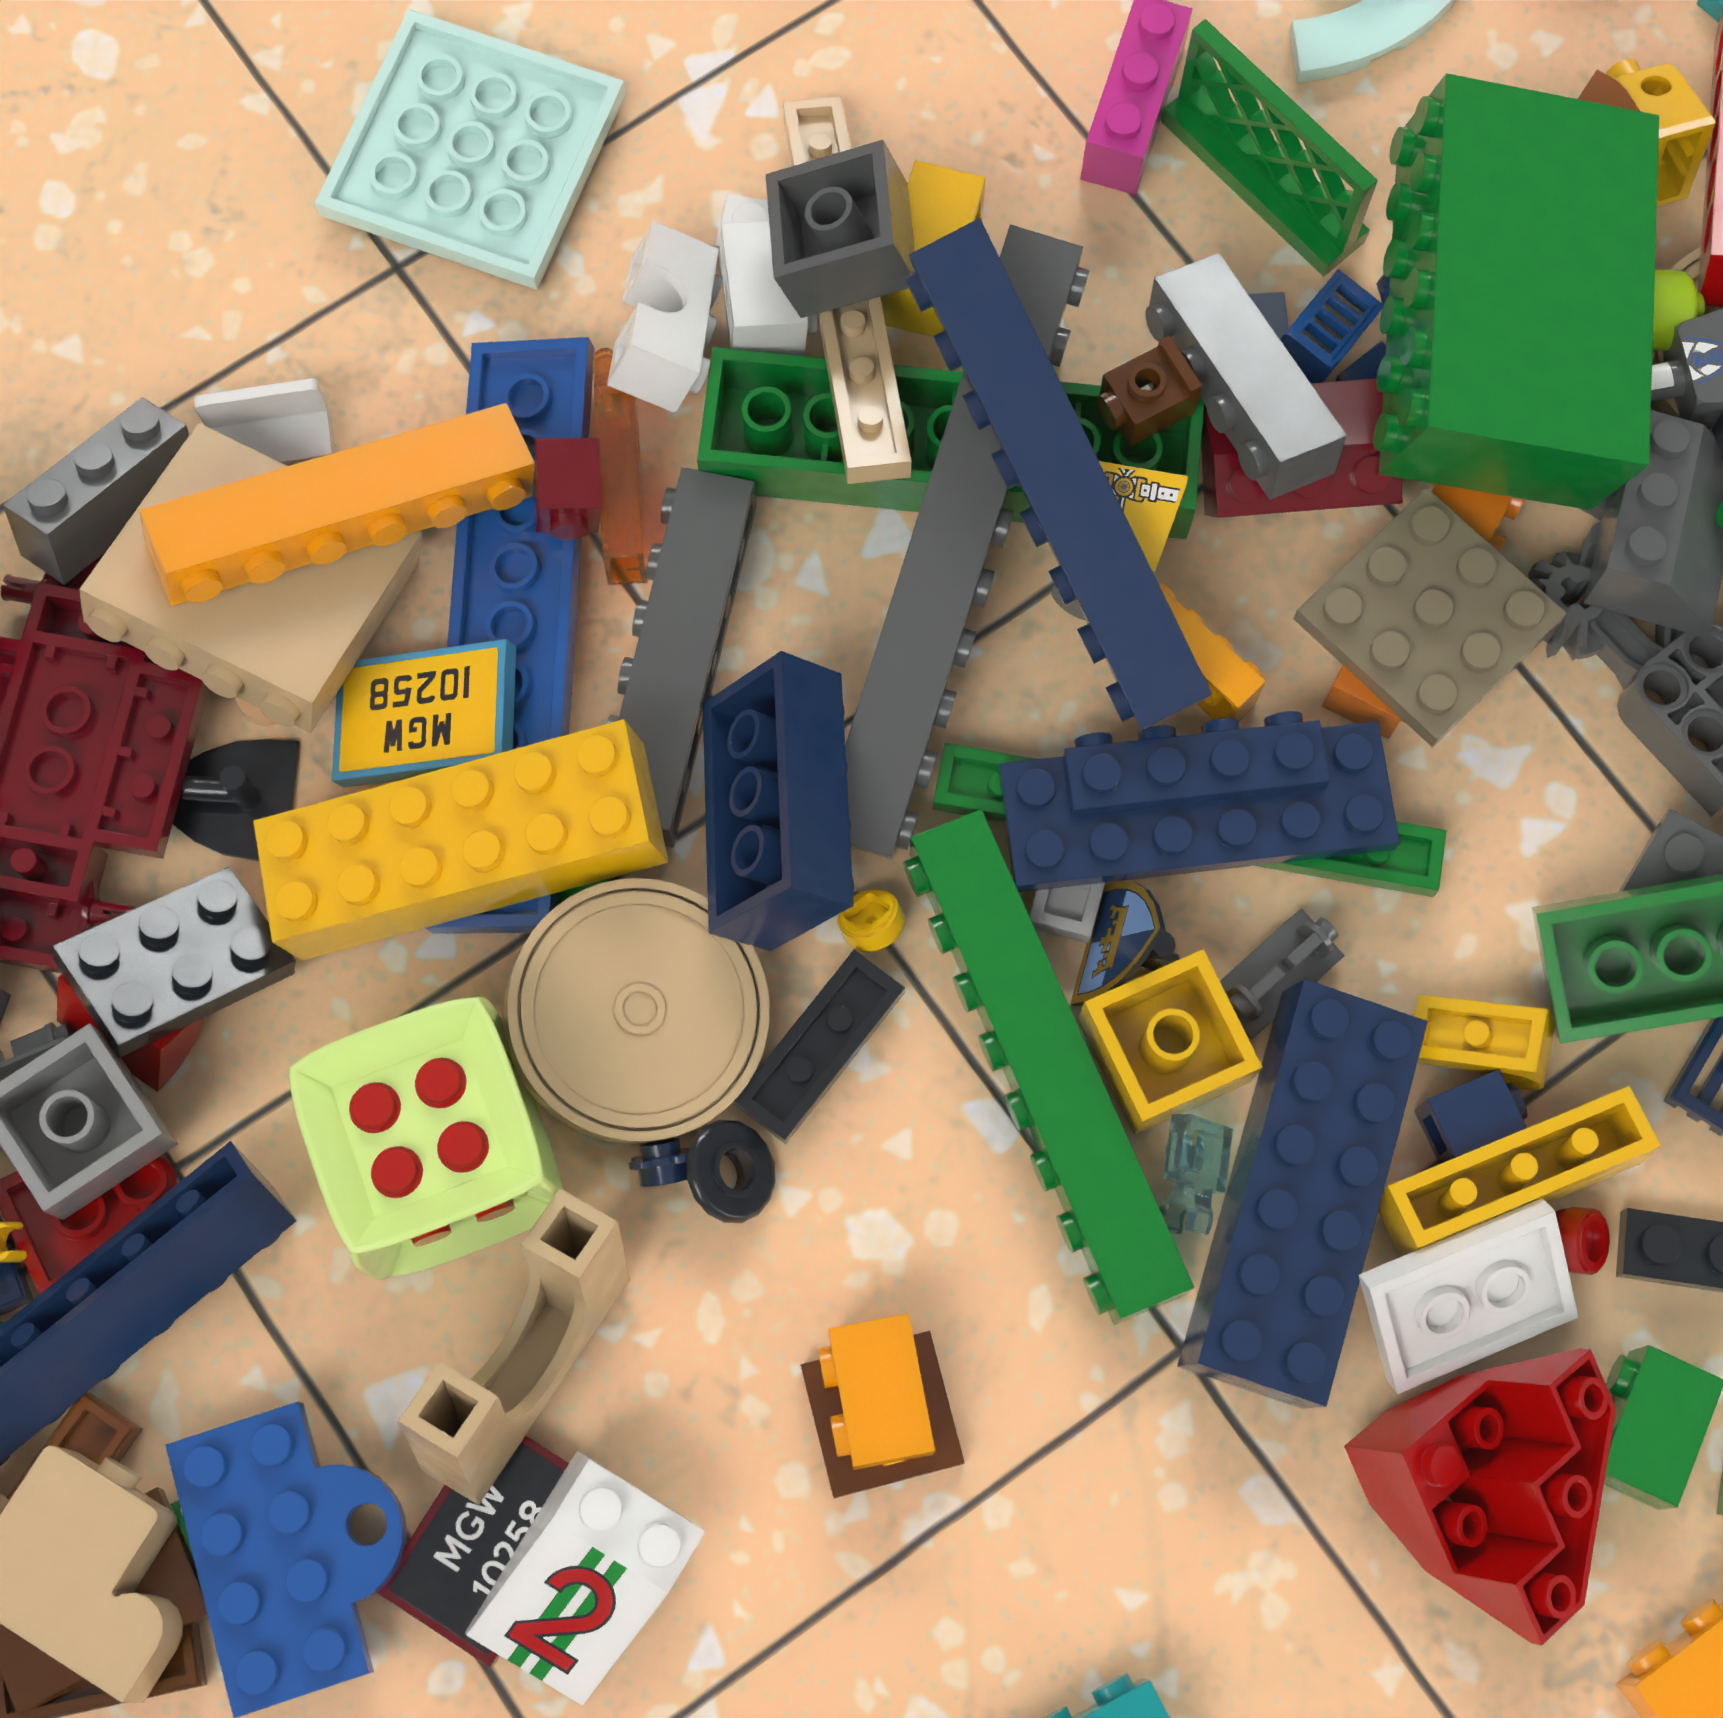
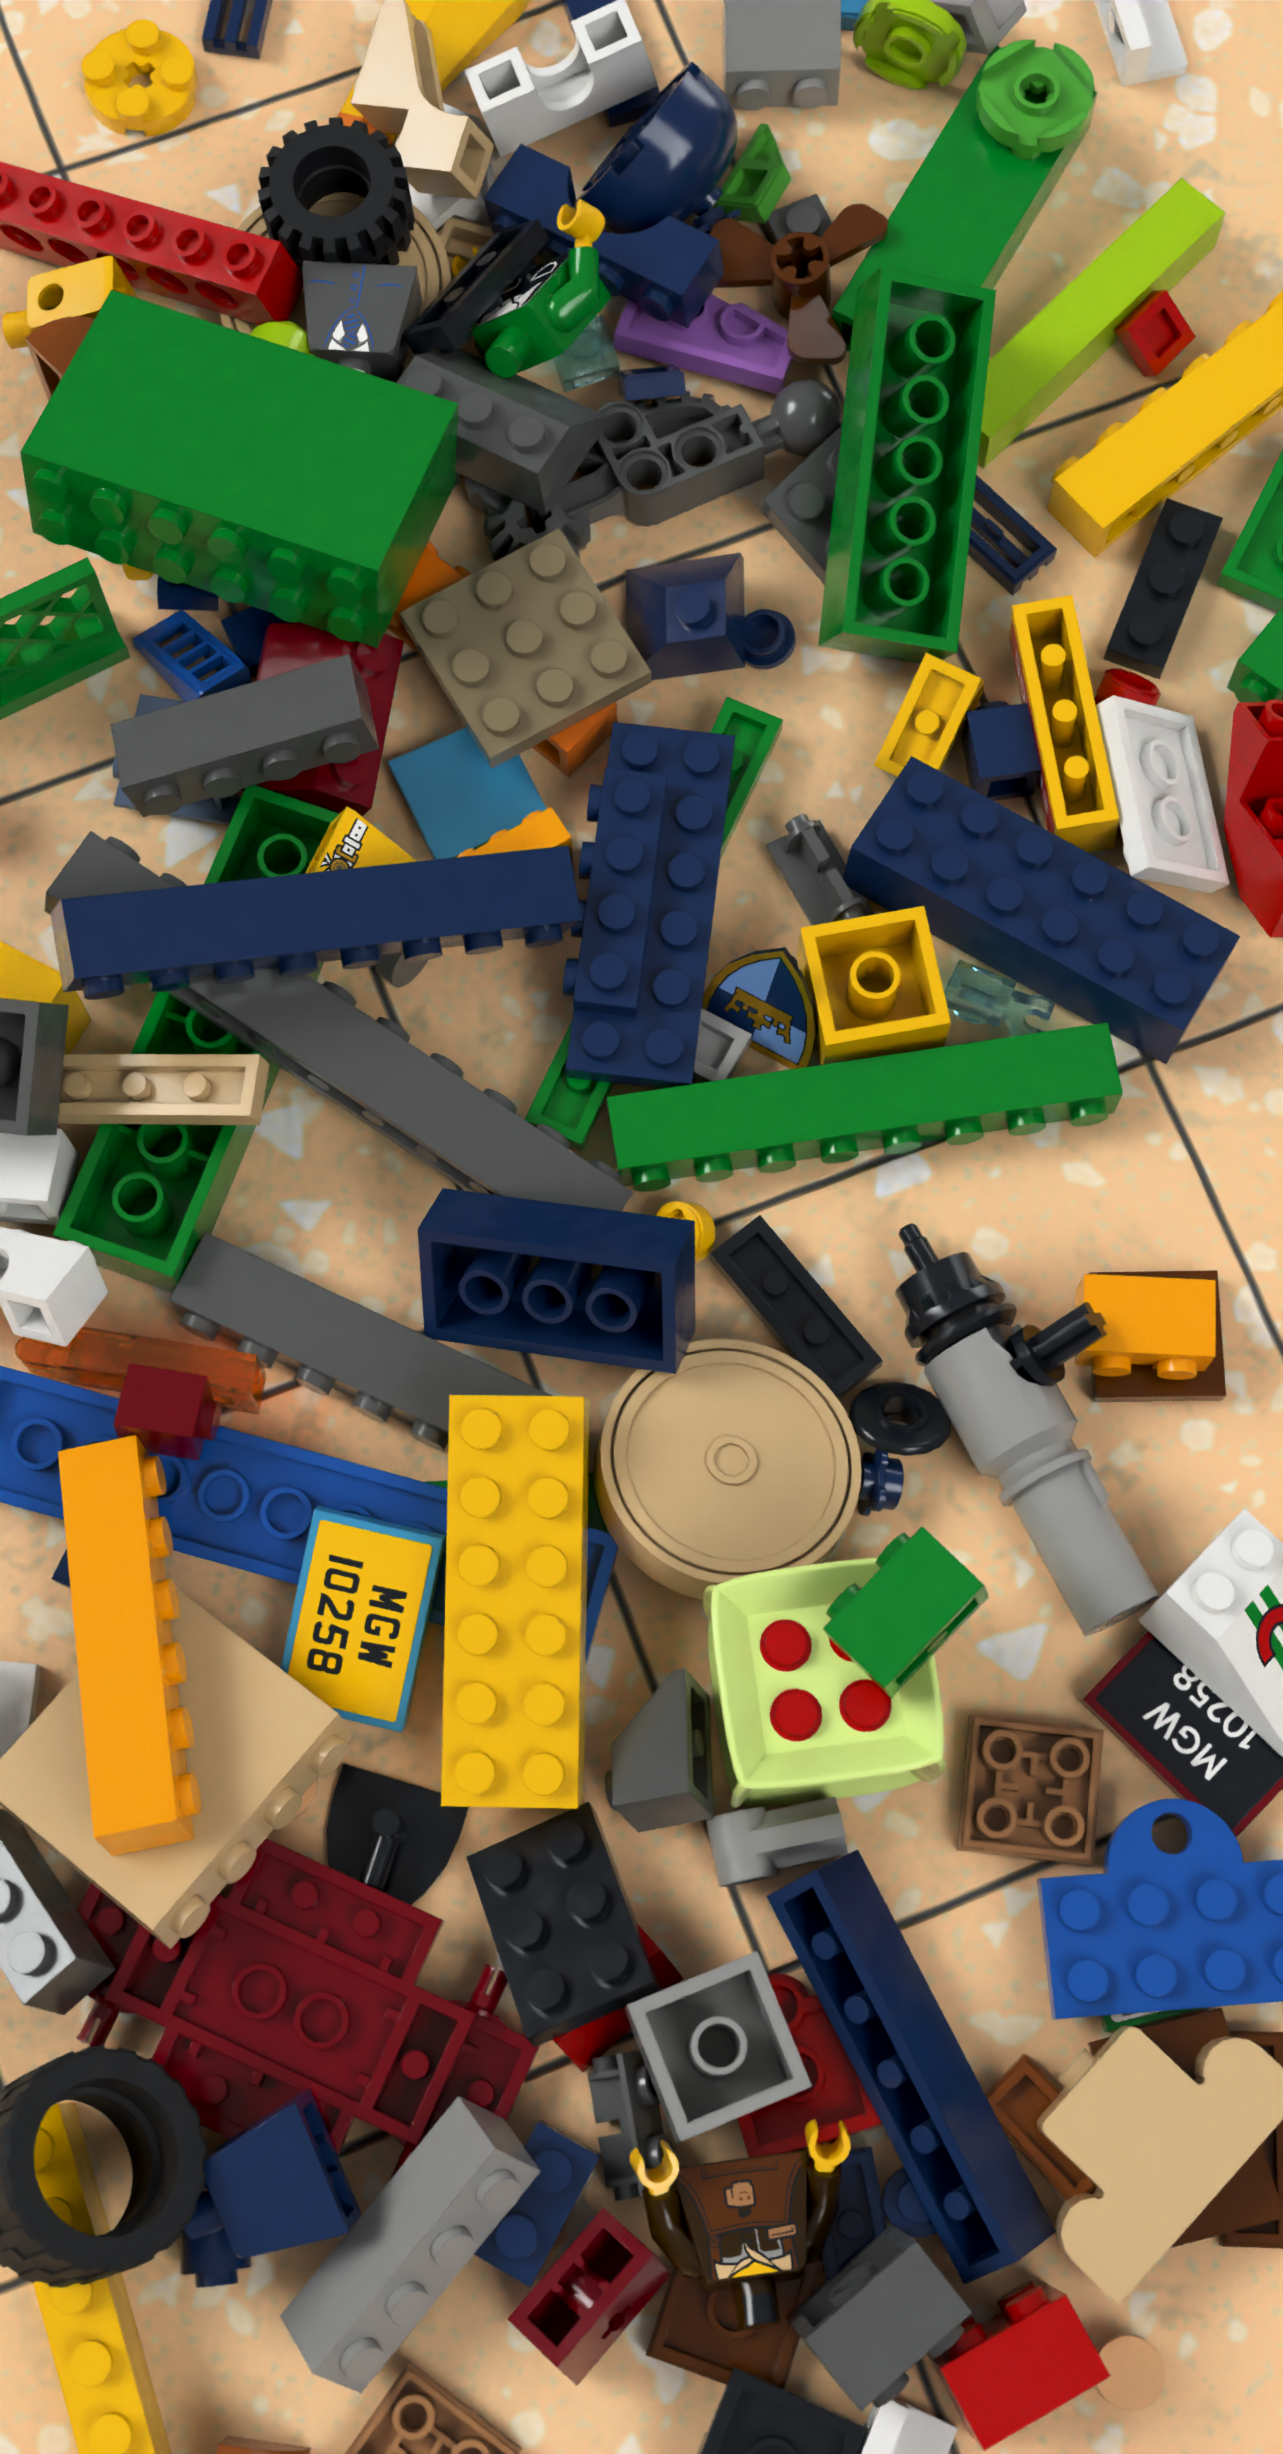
camera: 75 degrees left, 0 degrees up
(277, 1132) = (759, 1842): none -> light grey piece
(336, 1003) = (664, 1759): none -> dark grey slope
(376, 1371) = (1030, 1790): none -> medium nougat tile
(472, 1426) = (1091, 1684): tan arch -> none
(478, 1176) = (904, 1609): none -> green brick
(745, 1288) = (1019, 1427): none -> light grey piece
(1147, 412) = (232, 804): reddish brown brick -> none
(1257, 606) = (459, 796): none -> dark azure tile
(1524, 772) = (688, 615): none -> dark blue slope
(1526, 856) = (768, 639): none -> dark blue plate

